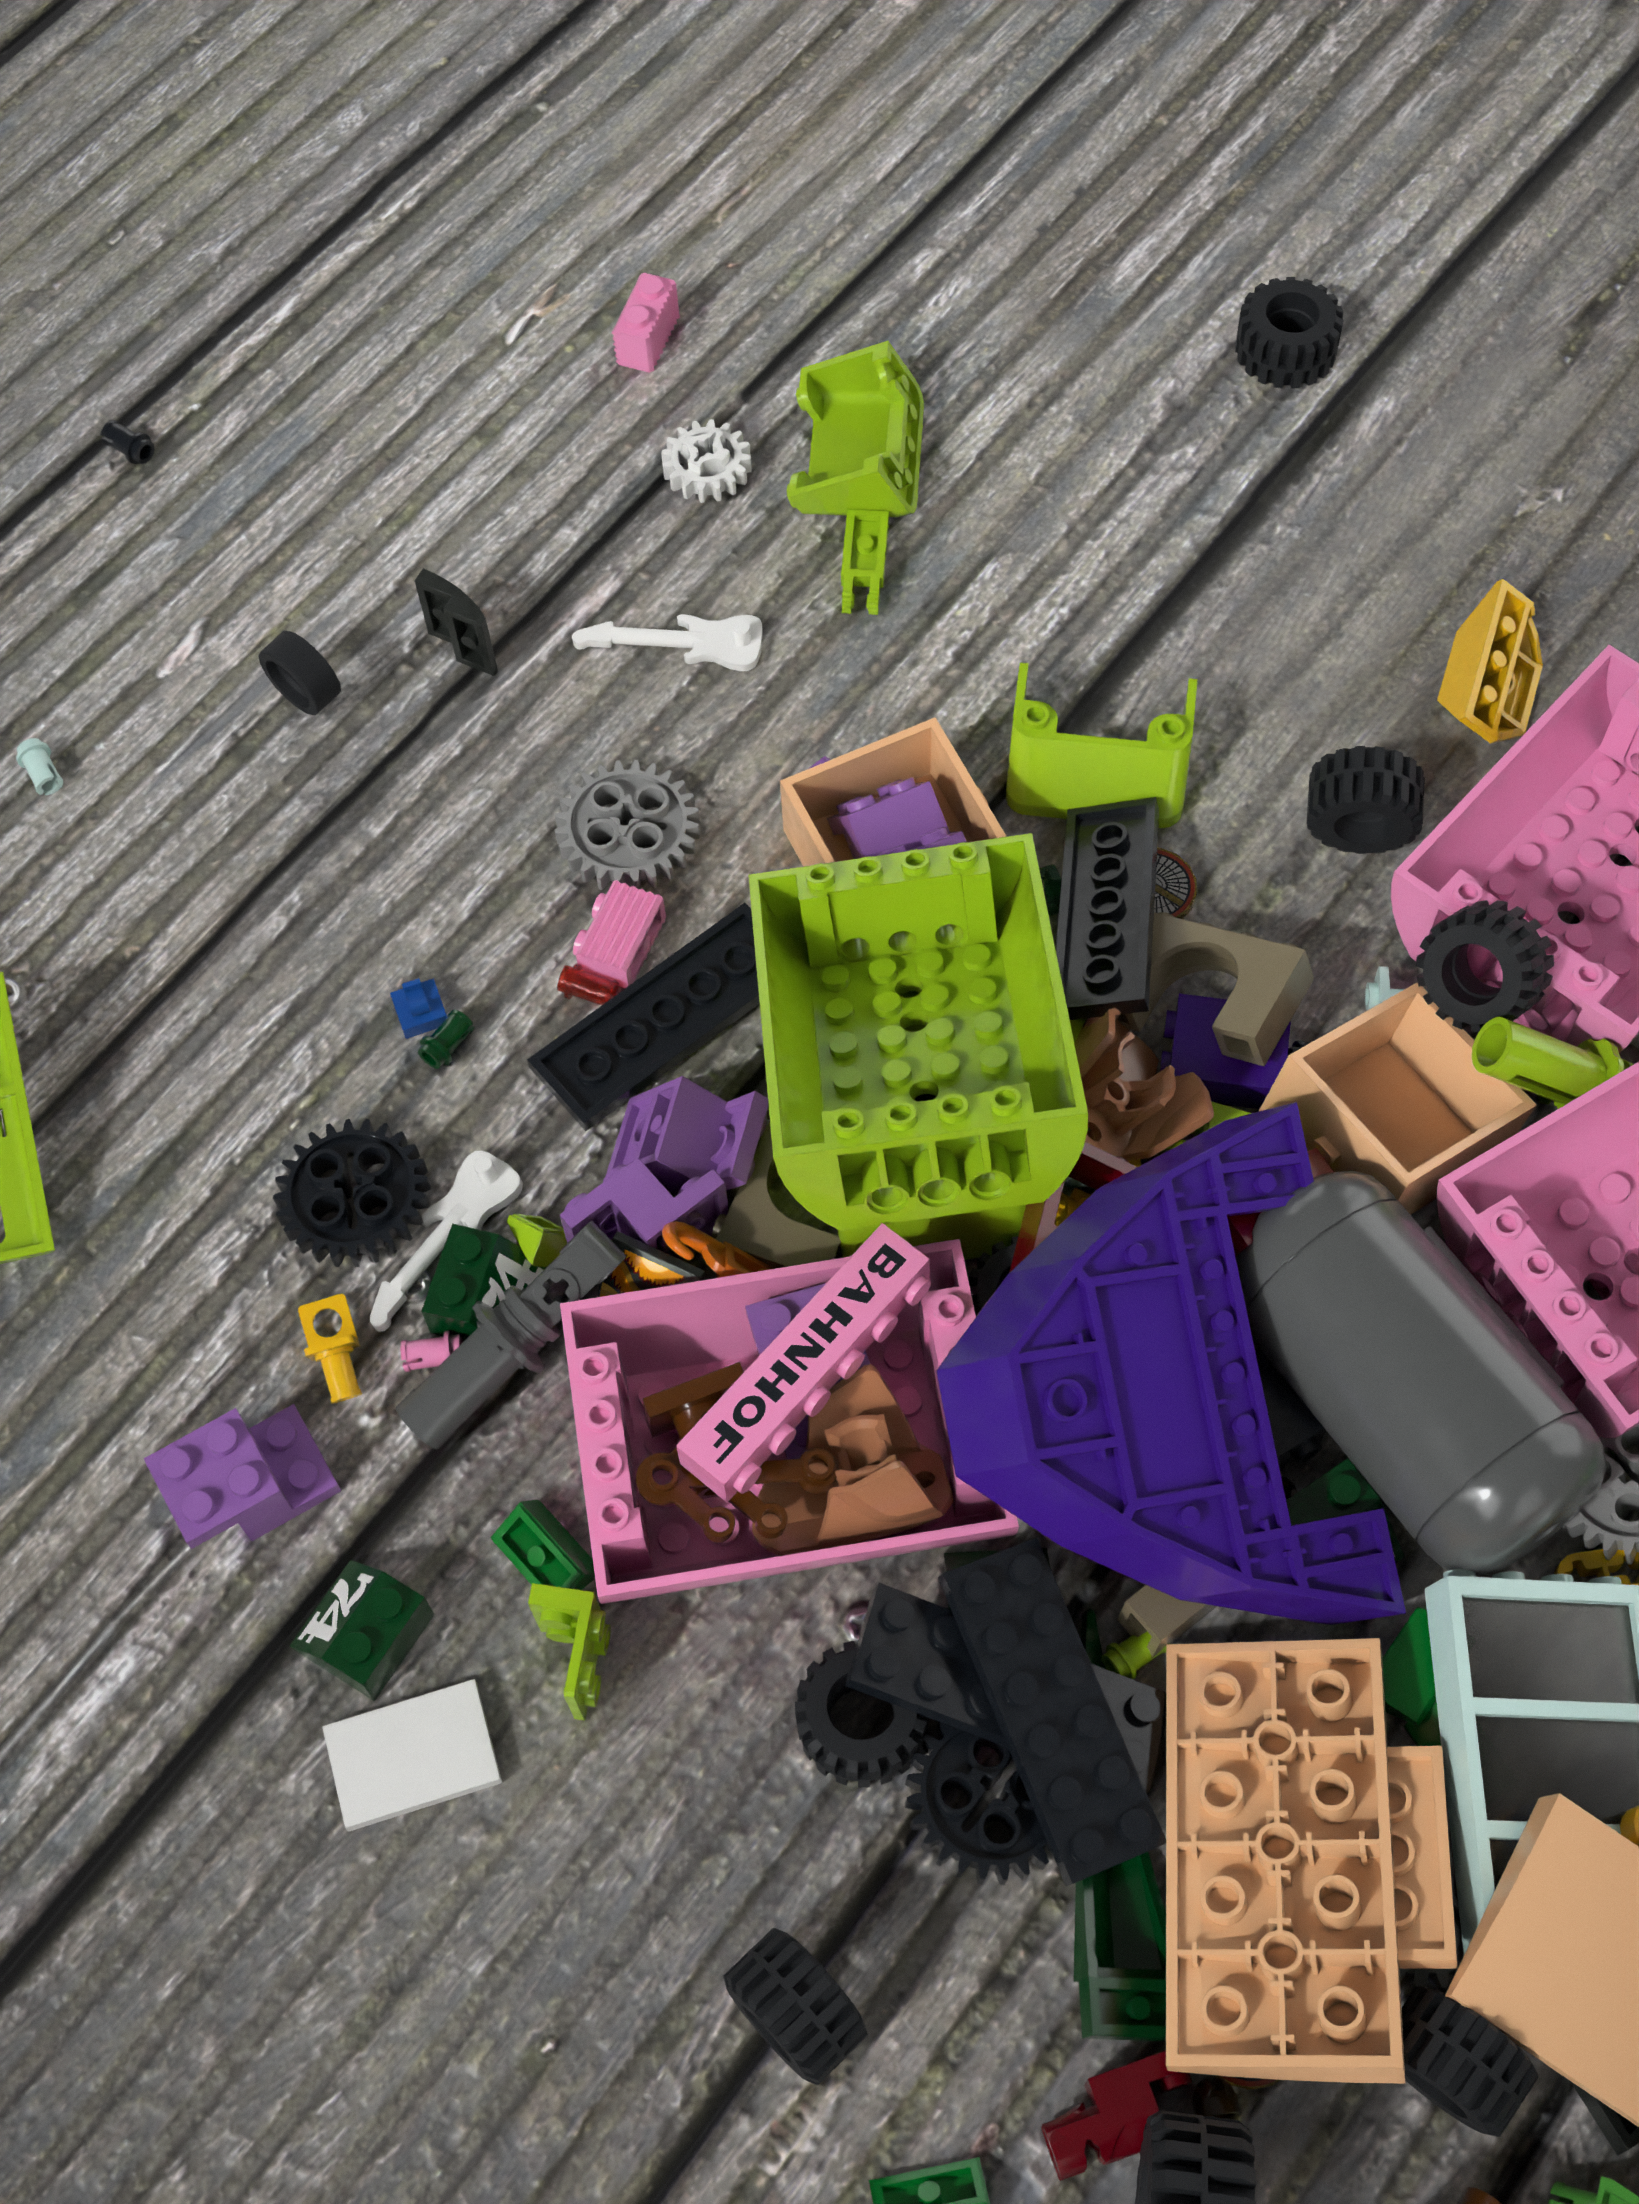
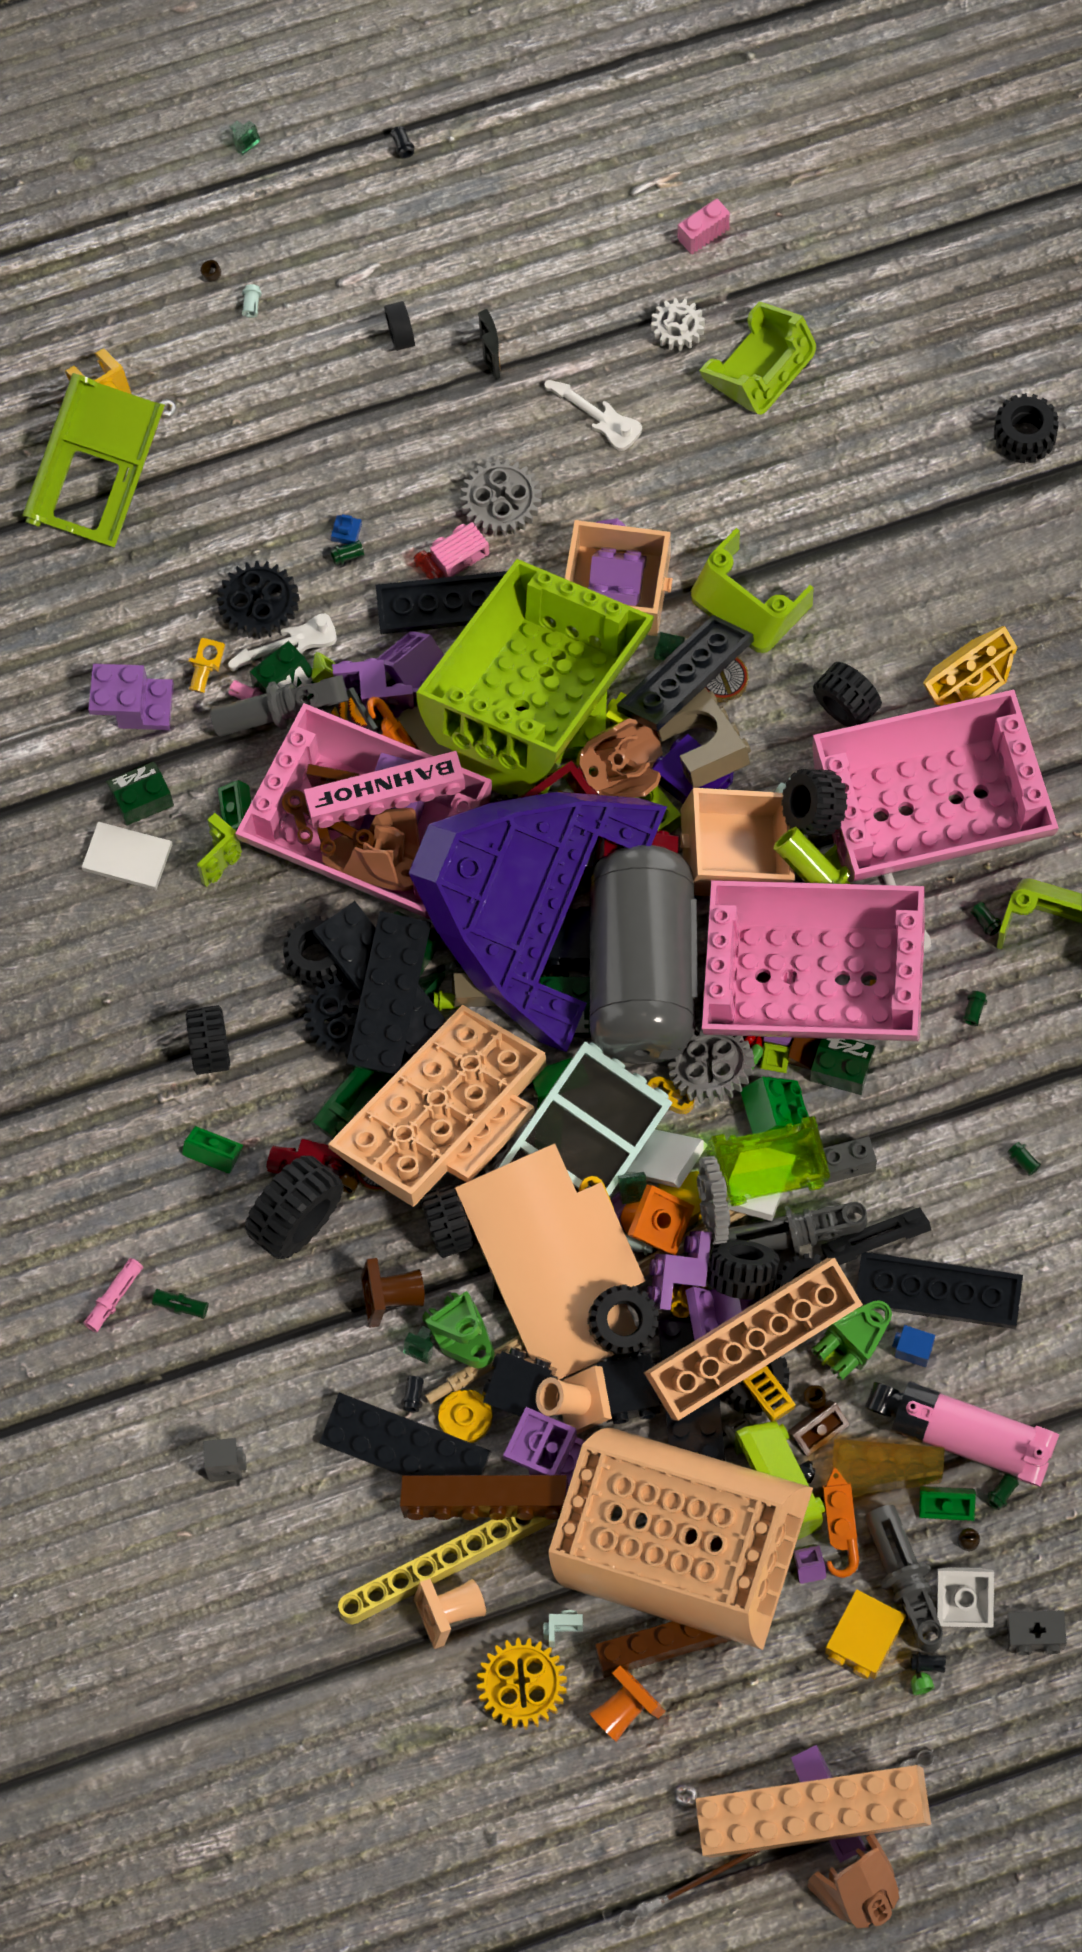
camera: 35 degrees right, 5 degrees up
(864, 556) = (716, 424): lime hinge -> none

